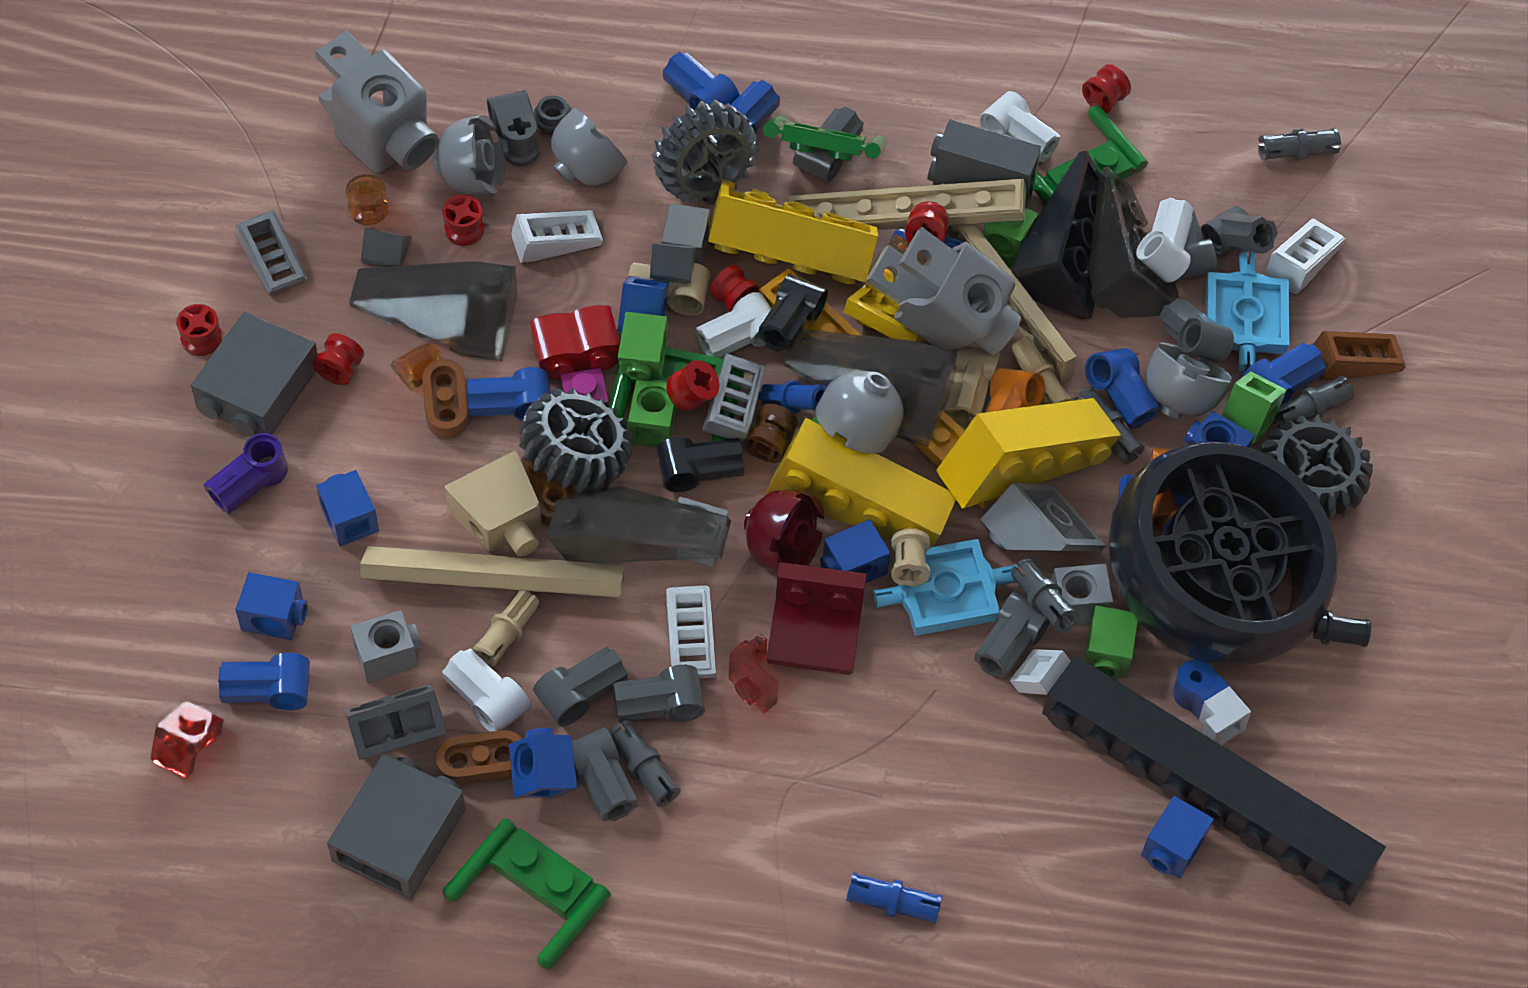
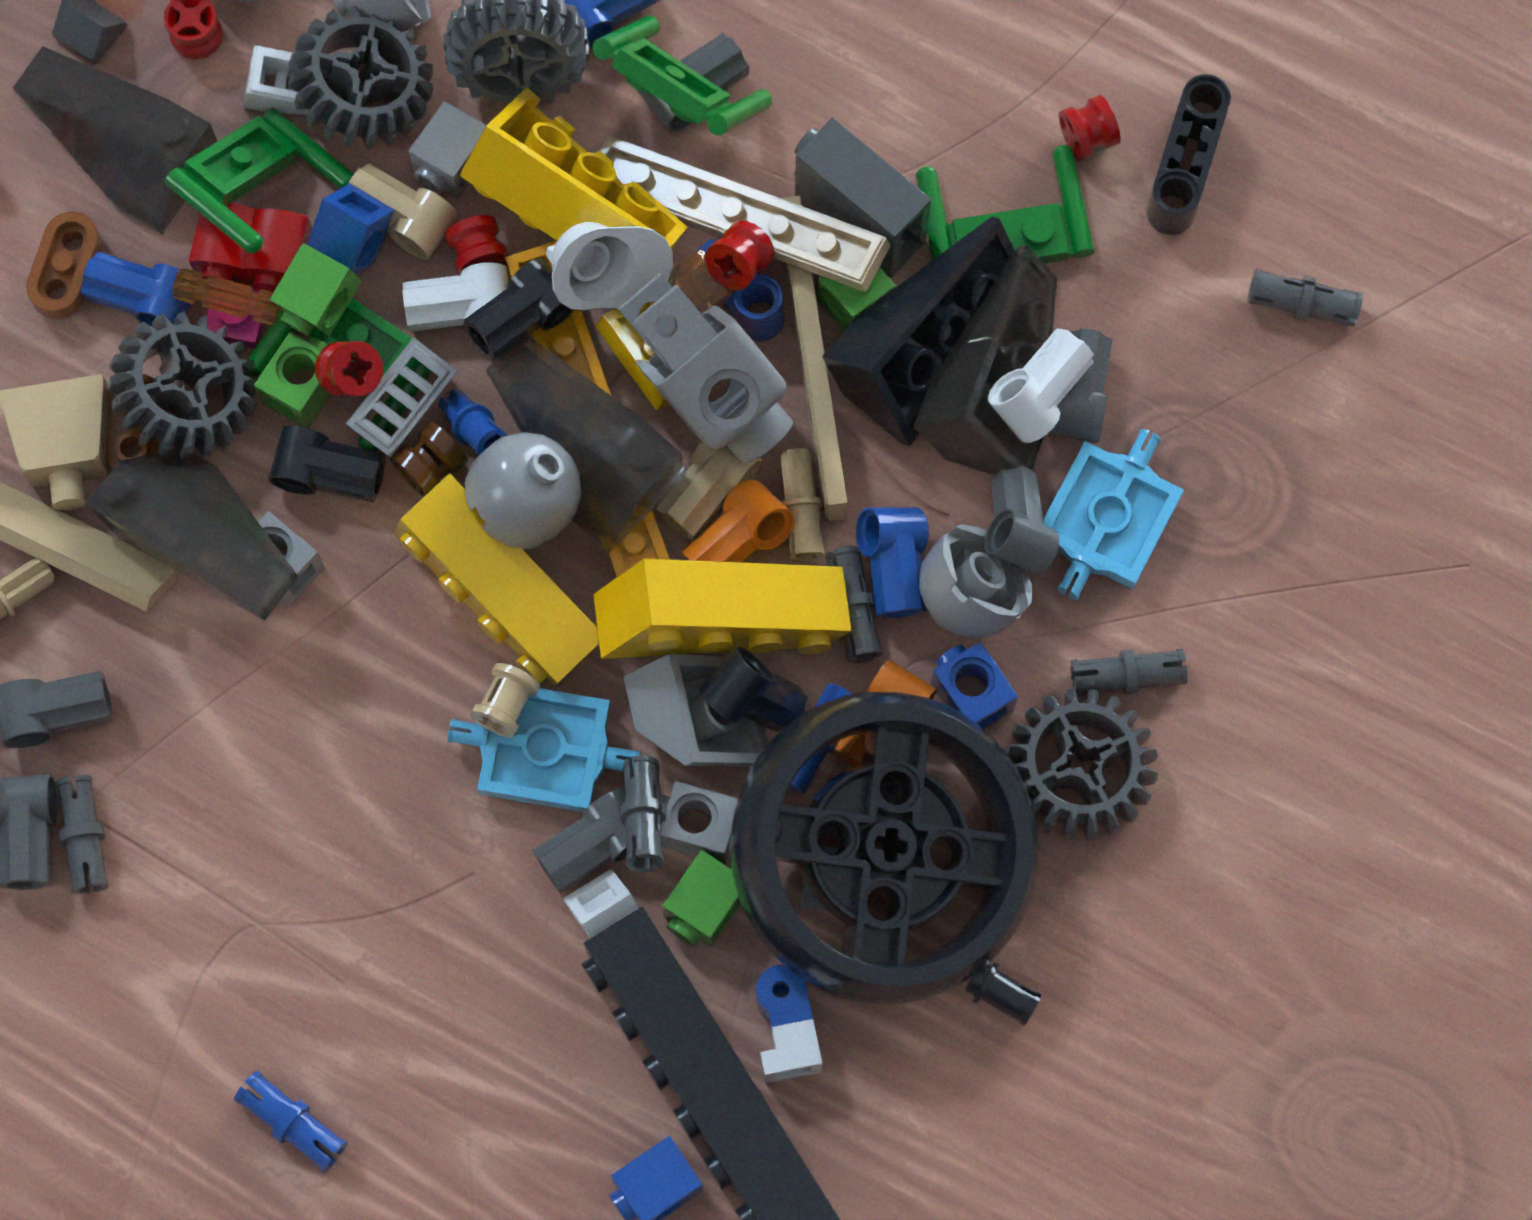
camera: 25 degrees right, 15 degrees up
(412, 364) = (51, 199): clear orange slope -> none
(547, 287) = (244, 162): none -> green plate
(579, 372) = (225, 296): none -> clear orange axle
(602, 210) = (400, 79): none -> dark grey gear
(671, 694) = (149, 761): dark grey piece -> none
(672, 262) = (406, 184): dark grey slope -> none
(691, 605) = (194, 683): white slope -> none
(749, 677) = (250, 785): clear red bracket -> none
(784, 528) = (377, 603): dark red cylinder -> none
(816, 618) = (363, 734): dark red bracket -> none
(842, 257) = (606, 264): none -> white piece
(857, 550) = (449, 665): blue brick -> none
(1012, 118) = (944, 132): white piece -> none
(1077, 493) = (750, 690): none -> black piece
(1179, 84) = (1196, 126): none -> black beam
(1240, 232) = (1150, 400): dark grey piece -> none
(1254, 404) = (1038, 654): bright green brick -> none
(1291, 369) = (1092, 625): blue piece -> none
(1301, 257) = (1202, 477): white slope -> none
(1335, 345) = (1198, 638): dark orange slope -> none

